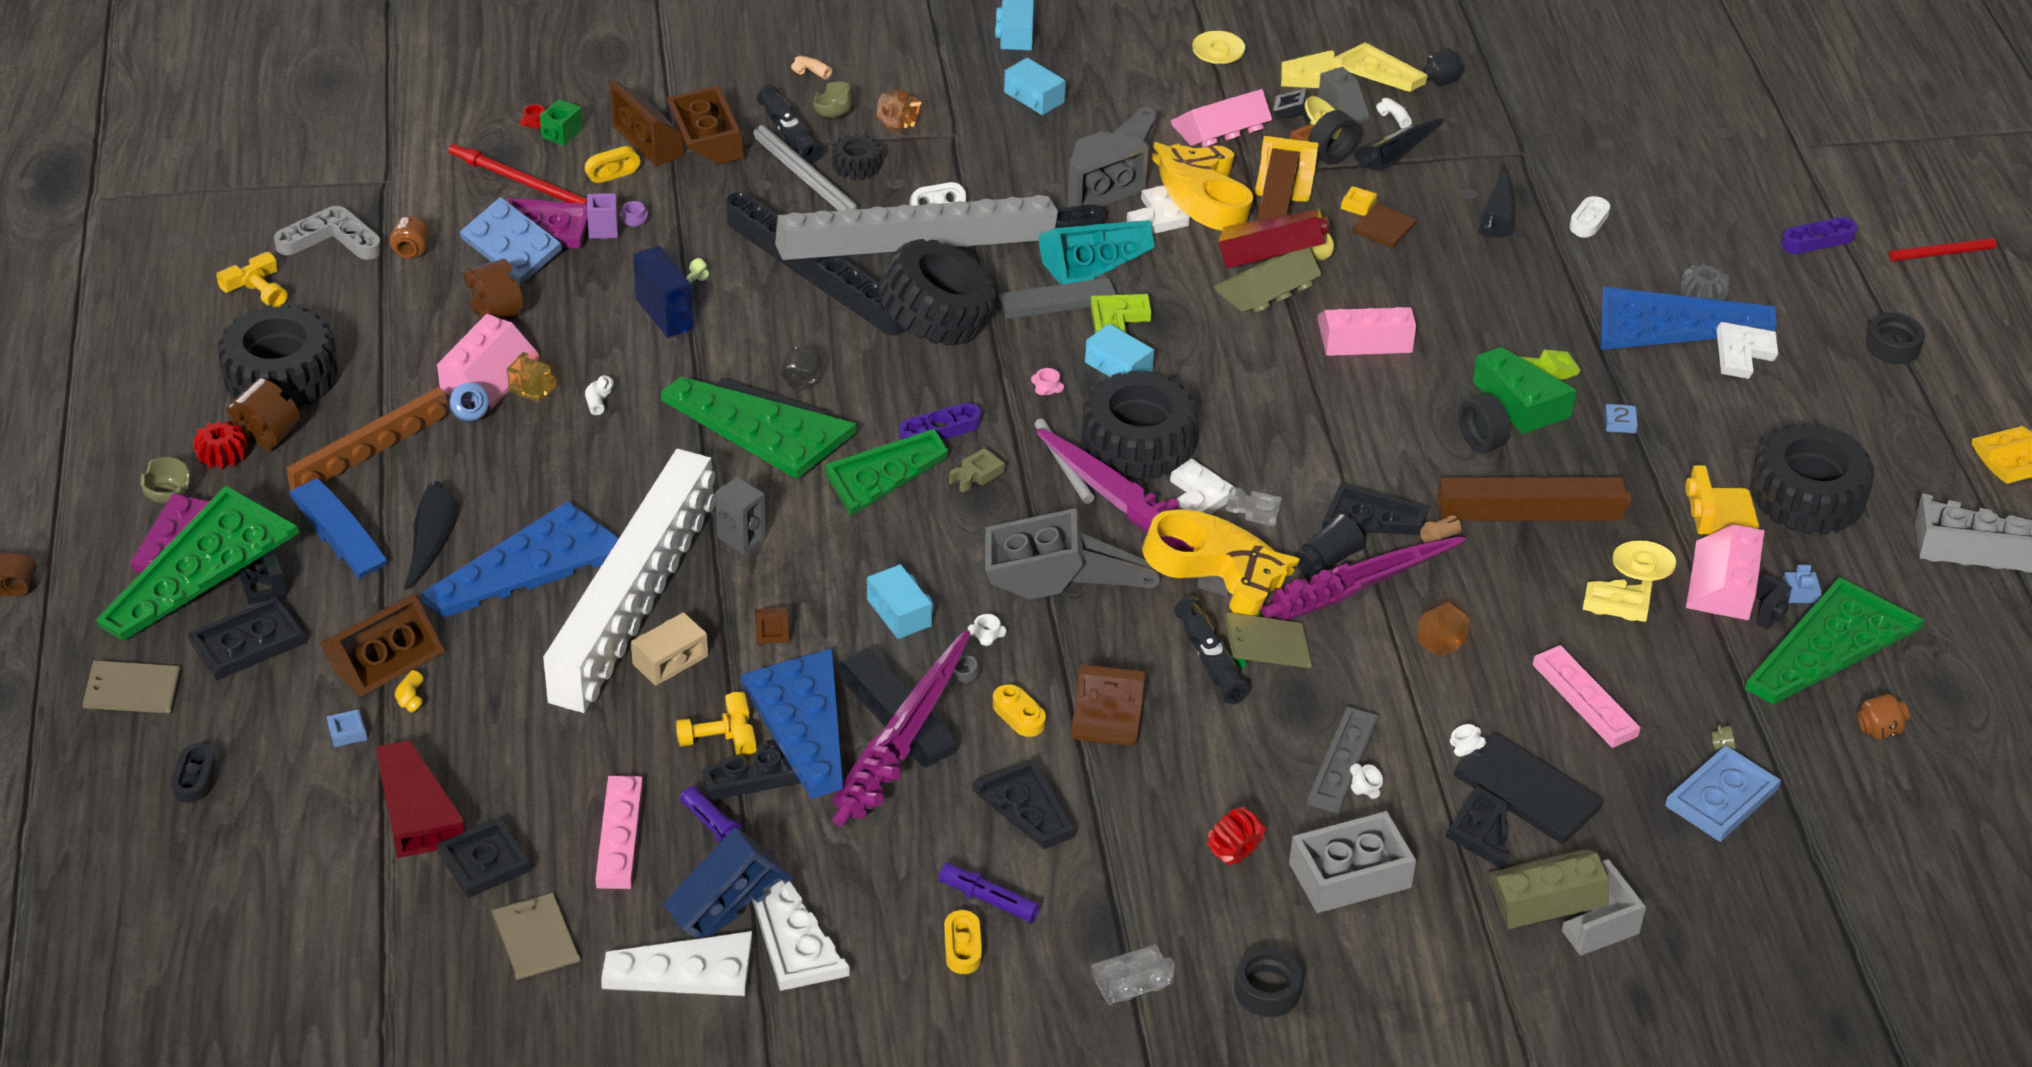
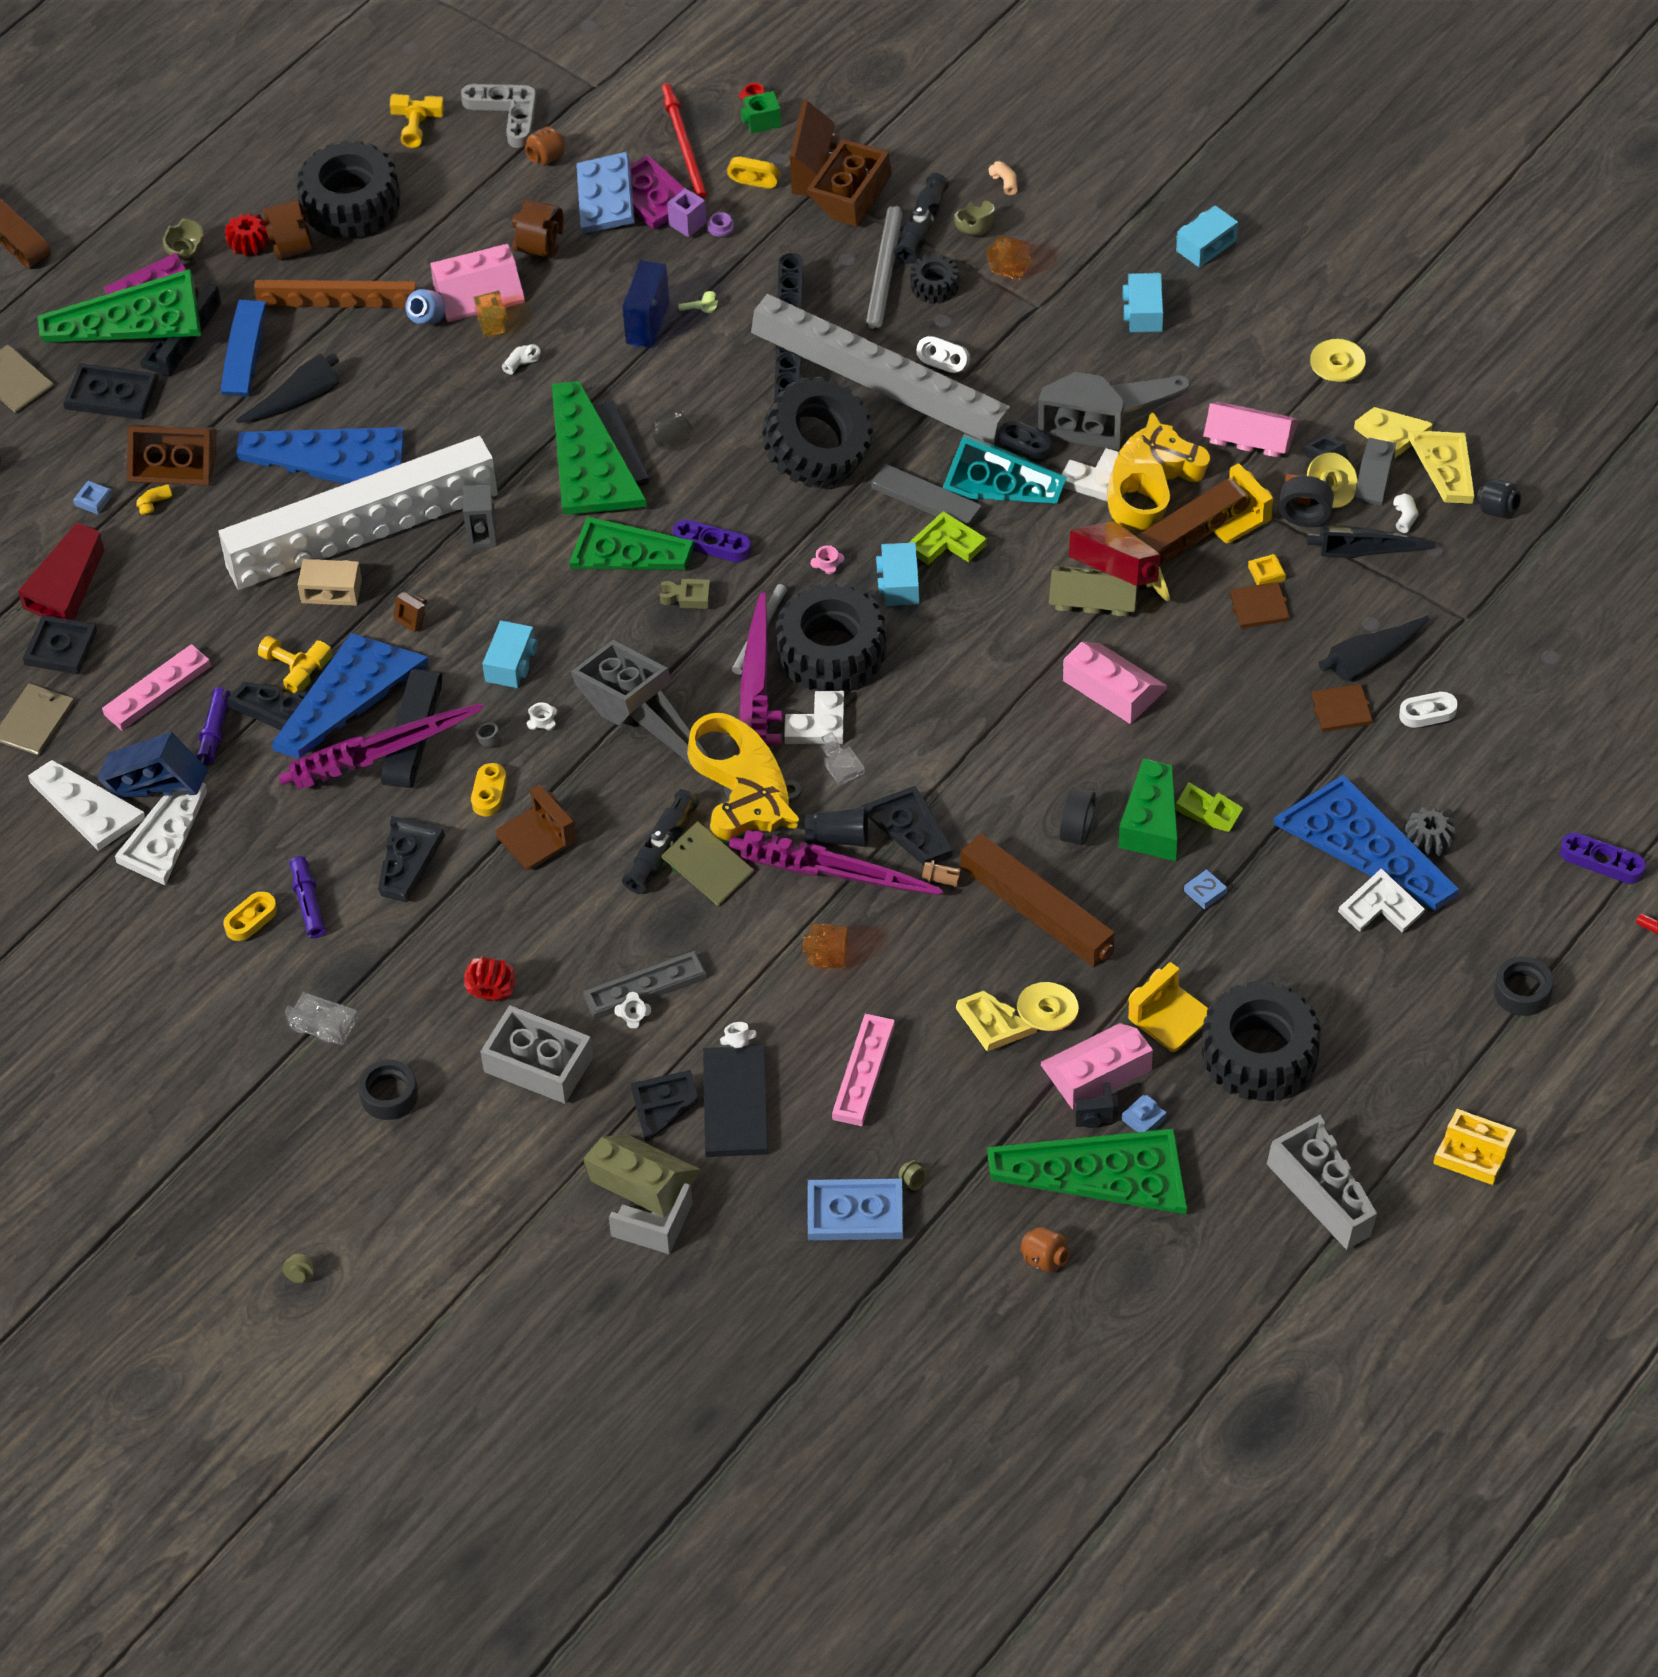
camera: 50 degrees right, 10 degrees up
(1530, 253) = (1341, 707): none -> reddish brown piece

